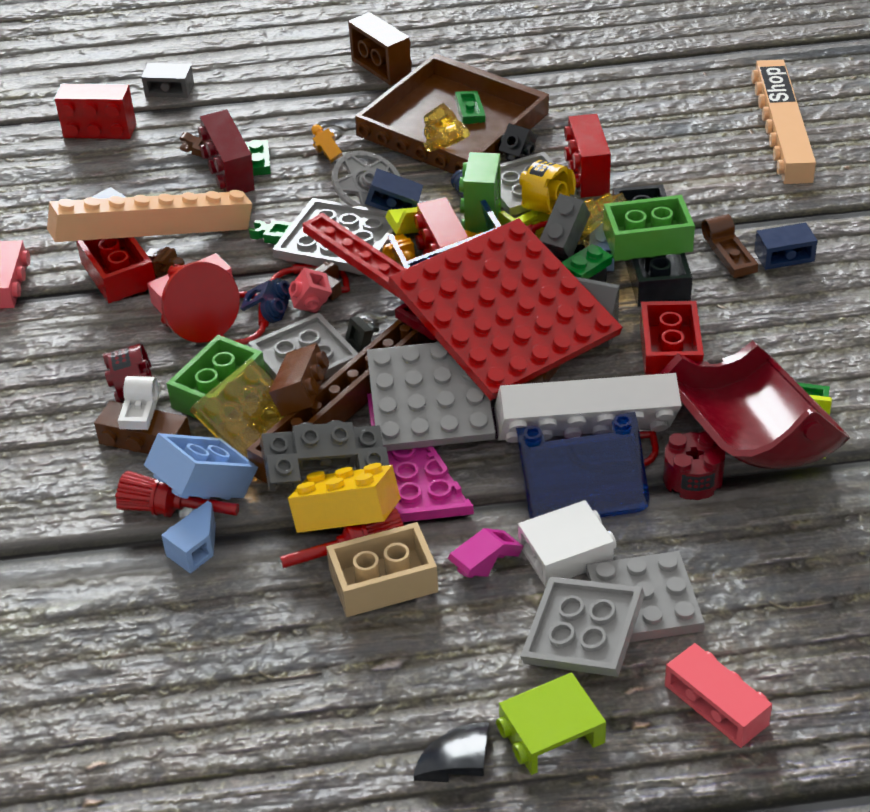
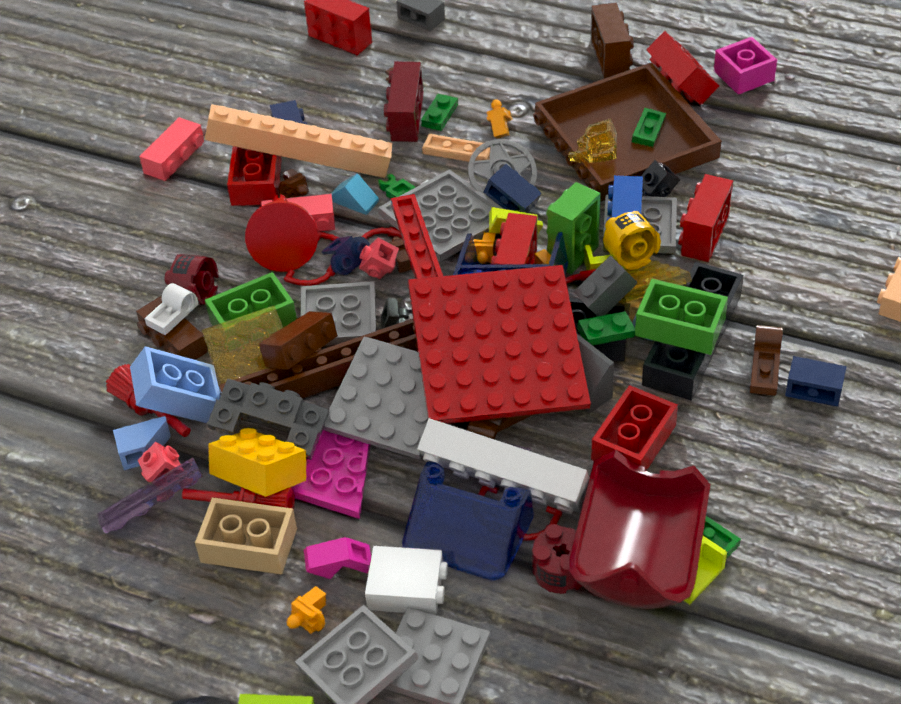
camera: 30 degrees right, 5 degrees up
(234, 249) = (355, 195): none -> medium azure slope
(237, 547) = (158, 461): none -> coral brick
(249, 577) = (144, 498): none -> clear purple plate
(299, 182) = (453, 148): none -> light nougat tile
(466, 47) = (682, 69): none -> red brick
(497, 611) = (306, 611): none -> light orange piece
(512, 164) = (625, 195): none -> blue brick
(516, 33) = (745, 65): none -> dark pink brick

